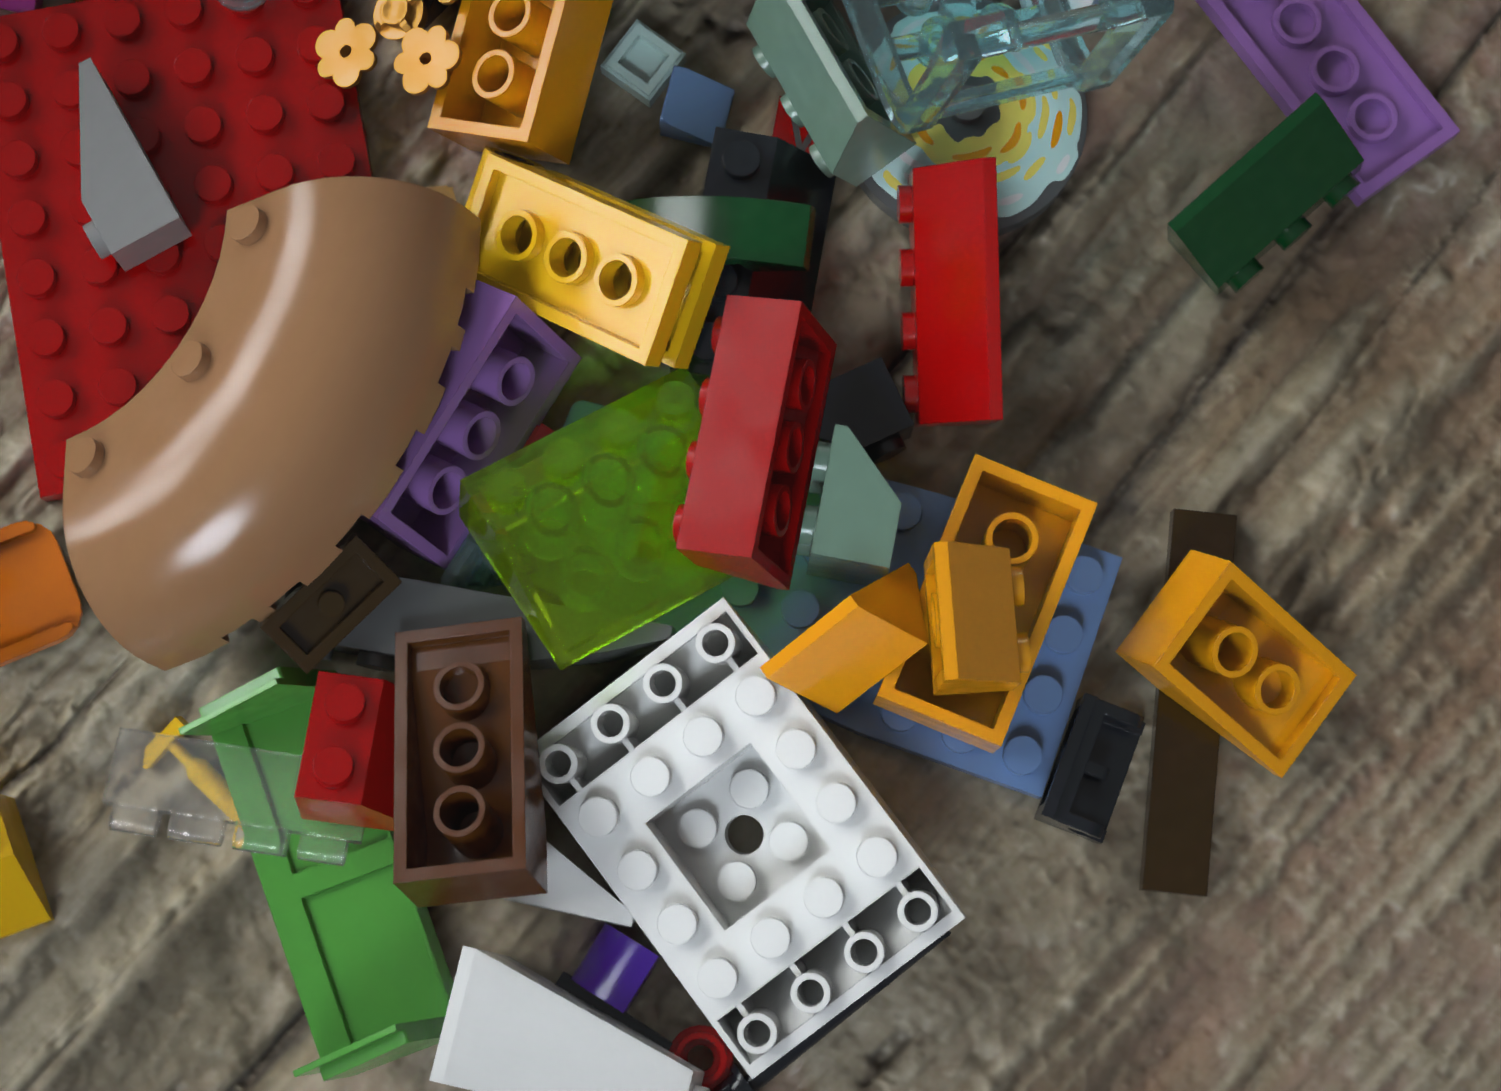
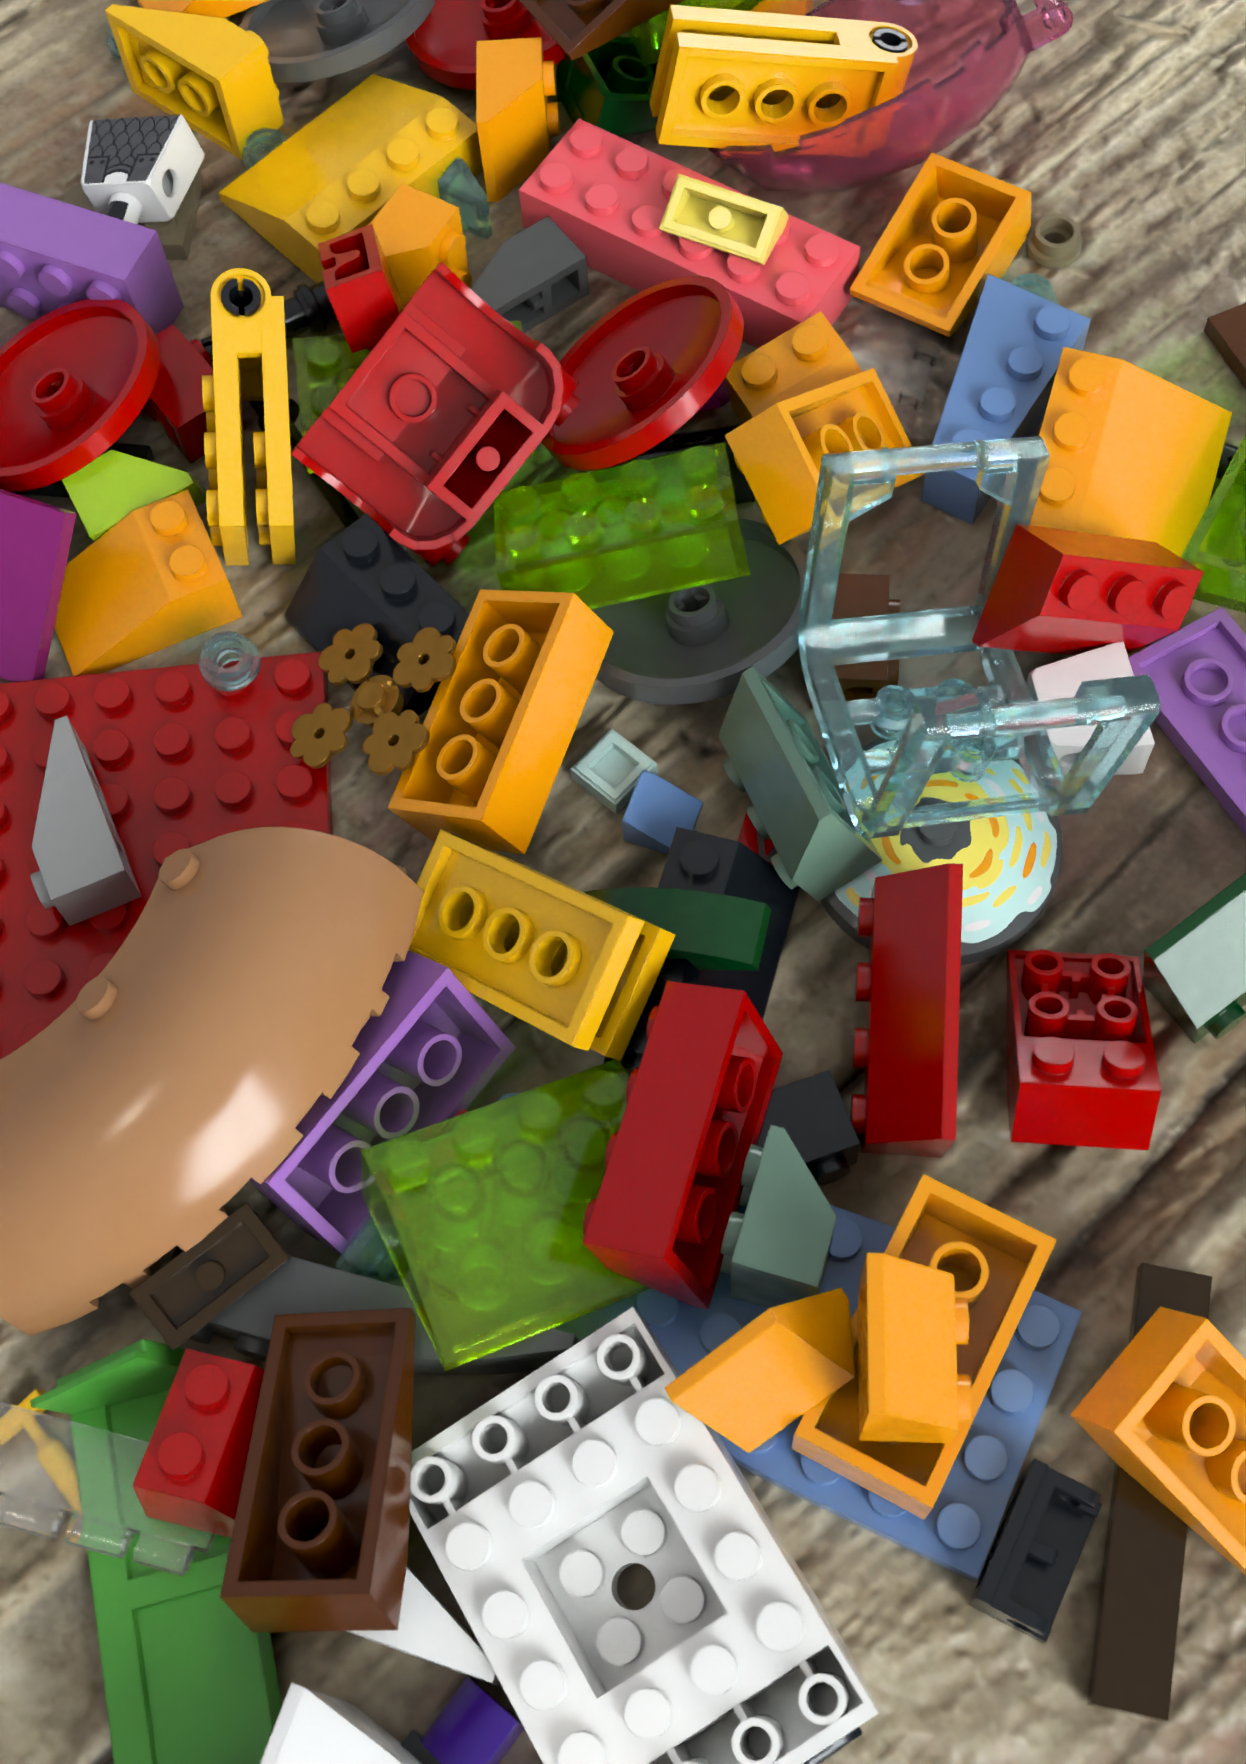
camera: 15 degrees right, 15 degrees down
(1110, 312) = (1079, 1051): none -> red slope

